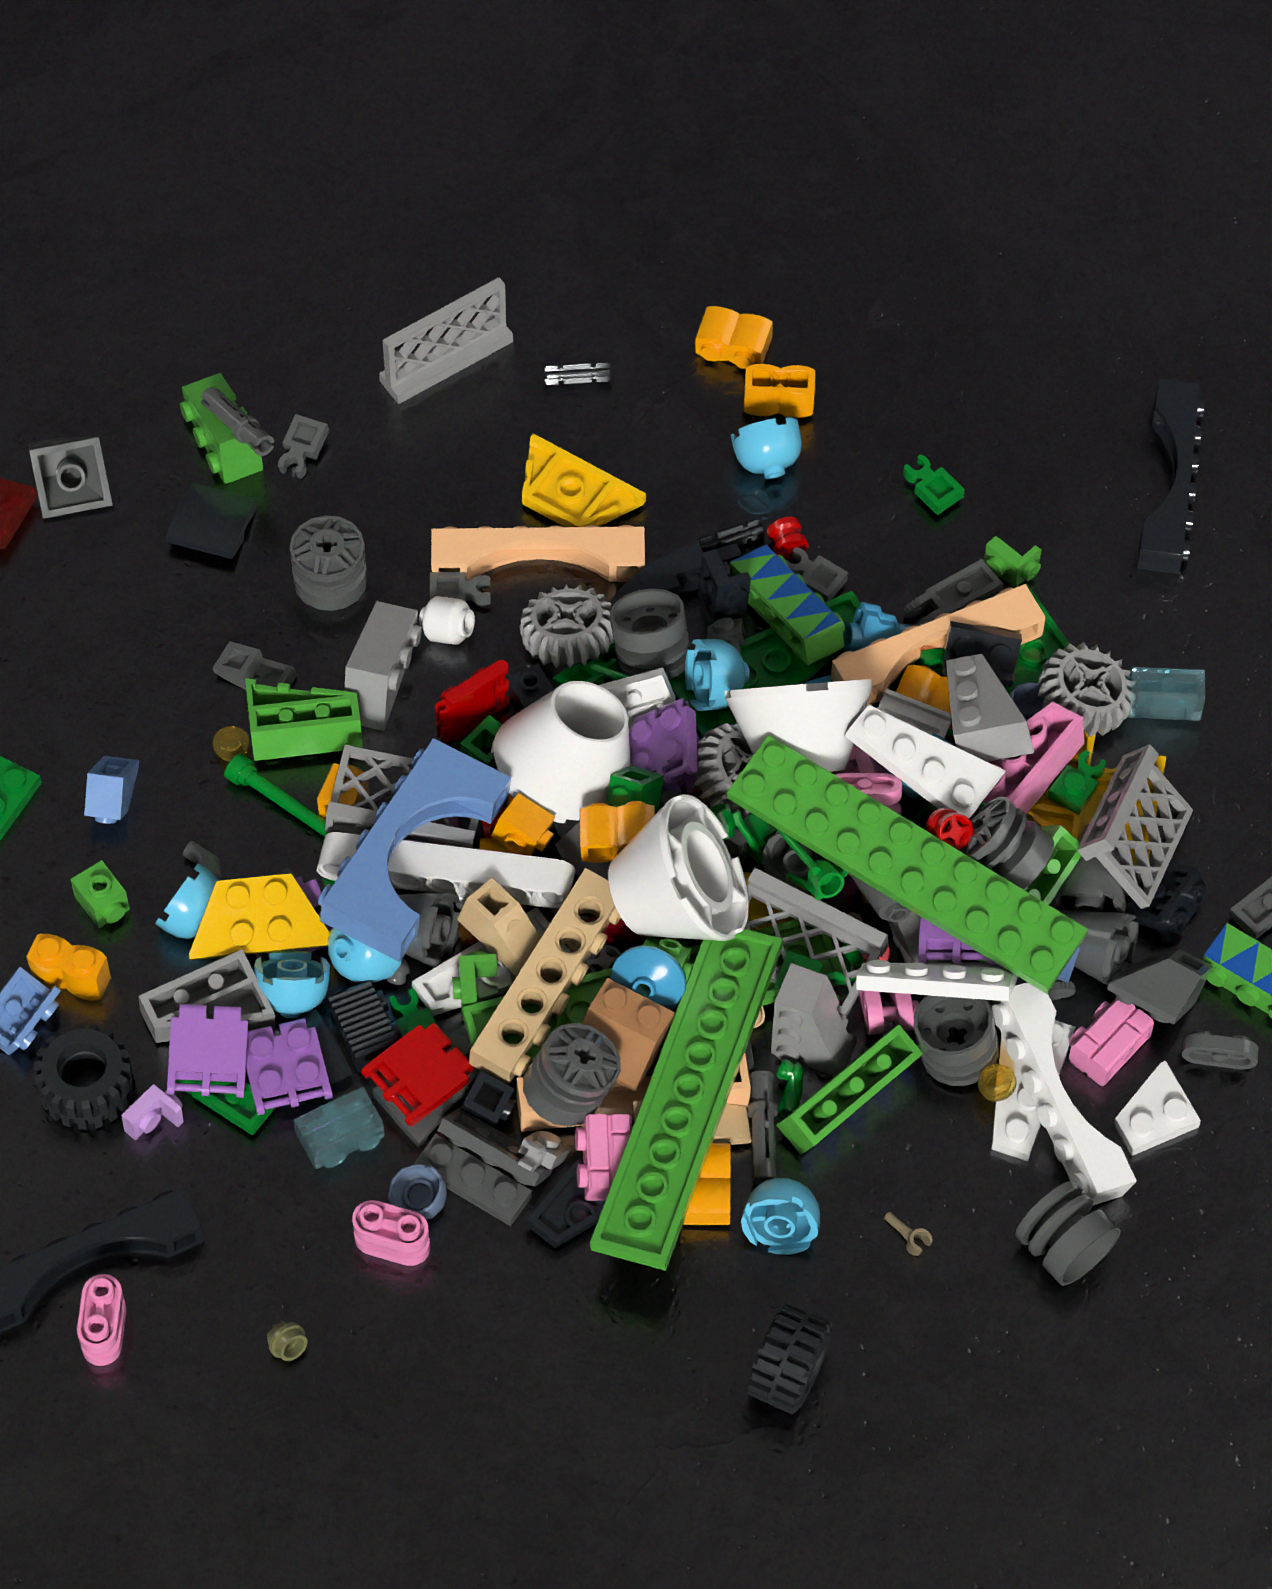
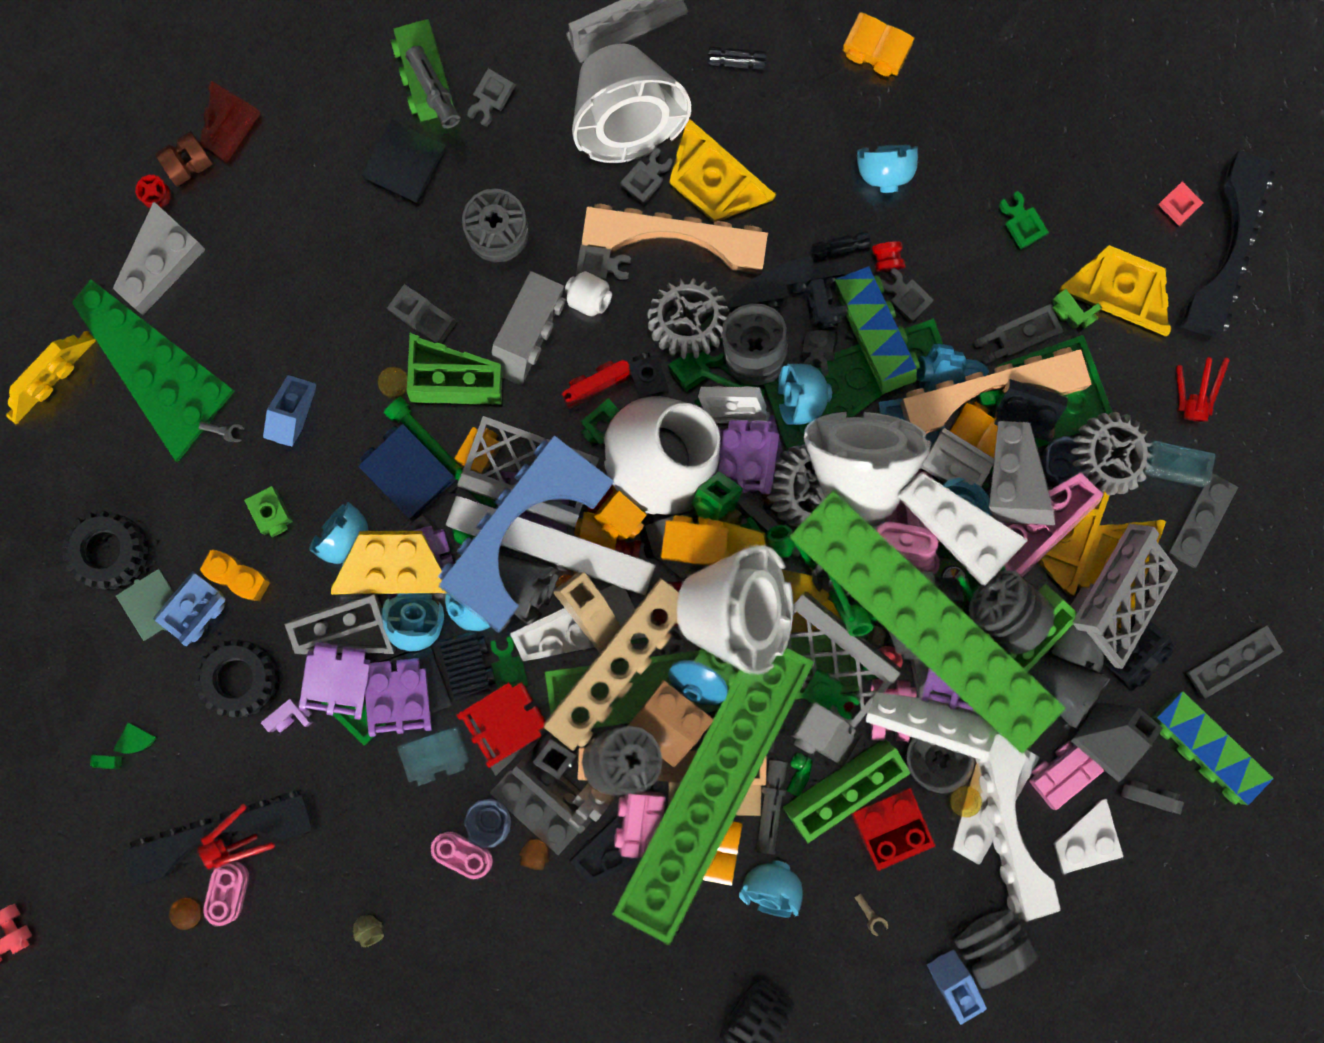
camera: 10 degrees right, 25 degrees up
(38, 822) = (222, 430): none -> dark grey hand
(51, 1356) = (185, 913): none -> clear orange plate
(69, 475) = (287, 98): dark grey slope -> none
(84, 1266) = (216, 853): none -> red plant
(200, 855) = (360, 491): dark grey arm -> none
(260, 829) = (406, 471): none -> dark blue brick
(472, 966) = (551, 650): bright green bracket -> none
(477, 438) = (626, 105): none -> white cone
(480, 1224) = (534, 855): none -> clear orange plate
(494, 501) = (644, 179): none -> dark grey plate
(779, 390) = (915, 111): light orange brick -> none
(911, 1120) = (893, 828): none -> red slope
(957, 833) = (969, 595): red wheel -> none
(1031, 1293) = (957, 986): none -> medium blue slope
(1067, 532) = (1124, 288): none -> yellow wing
(1077, 786) = (1085, 540): green plate -> none
(1107, 444) = (1180, 203): none -> coral plate
(1174, 640) = (1199, 406): none -> red plant
(1209, 755) = (1202, 521): none -> dark grey plate

